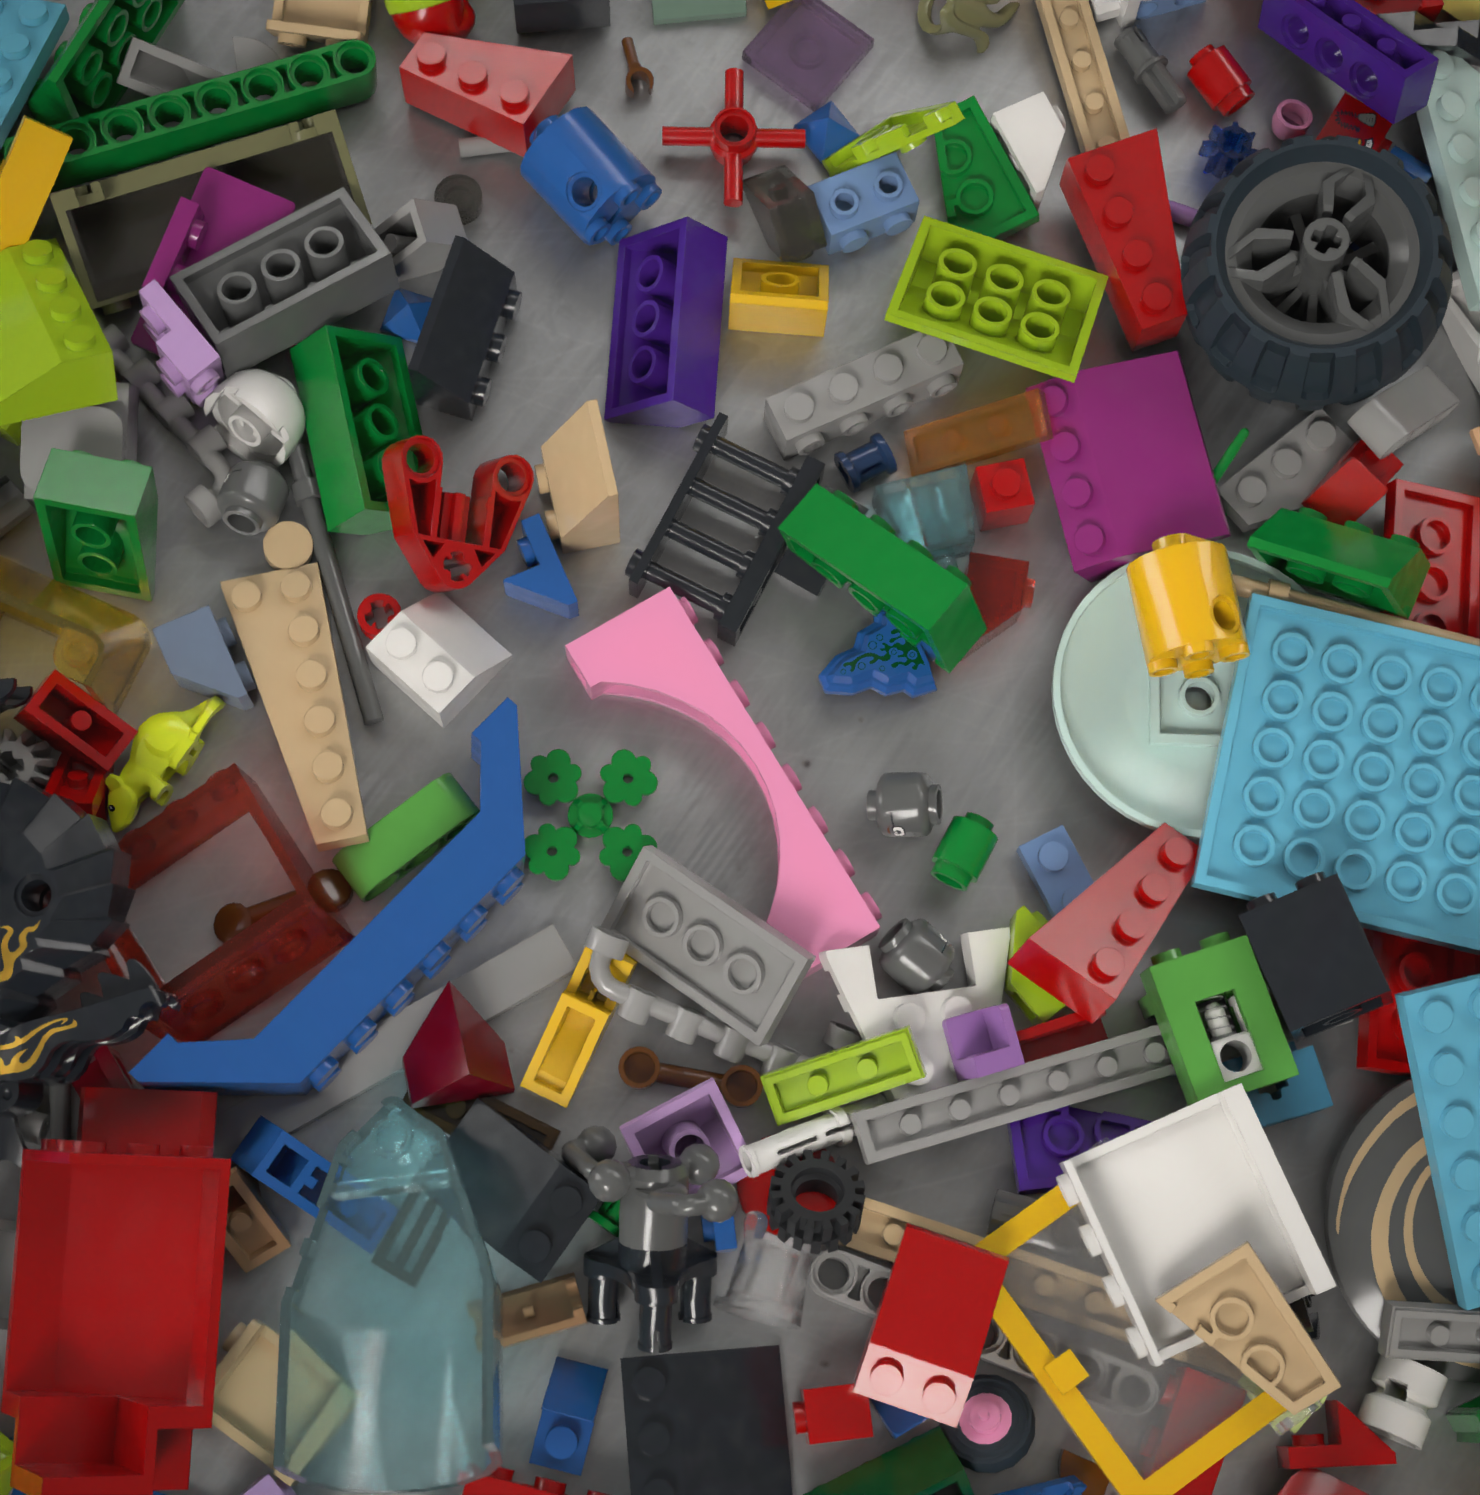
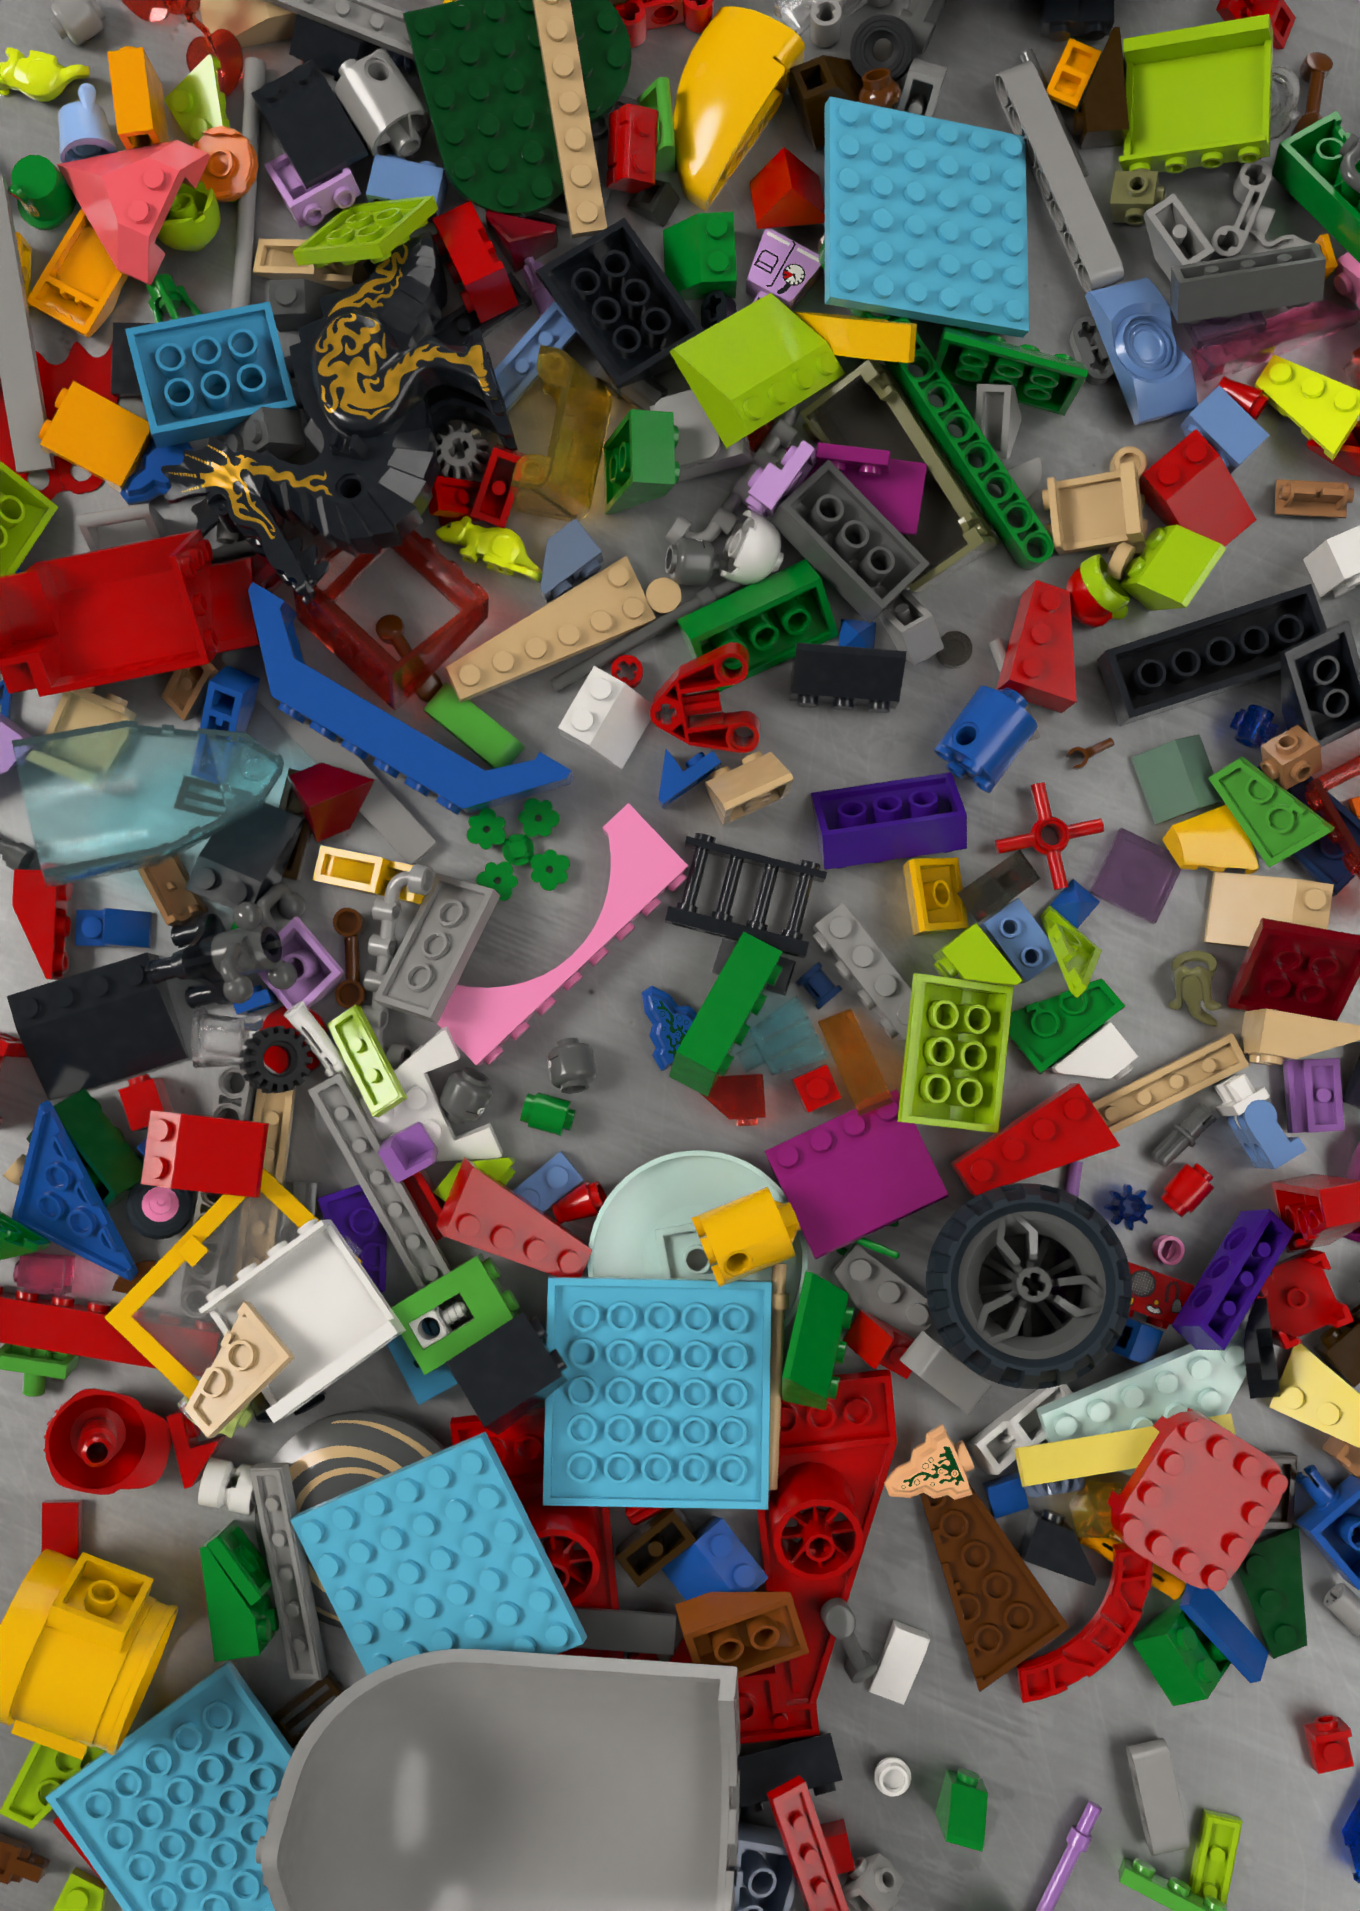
camera: 85 degrees right, 10 degrees up
(872, 255) = (975, 959): none -> lime slope
(1094, 834) = (580, 1203): none -> red cone

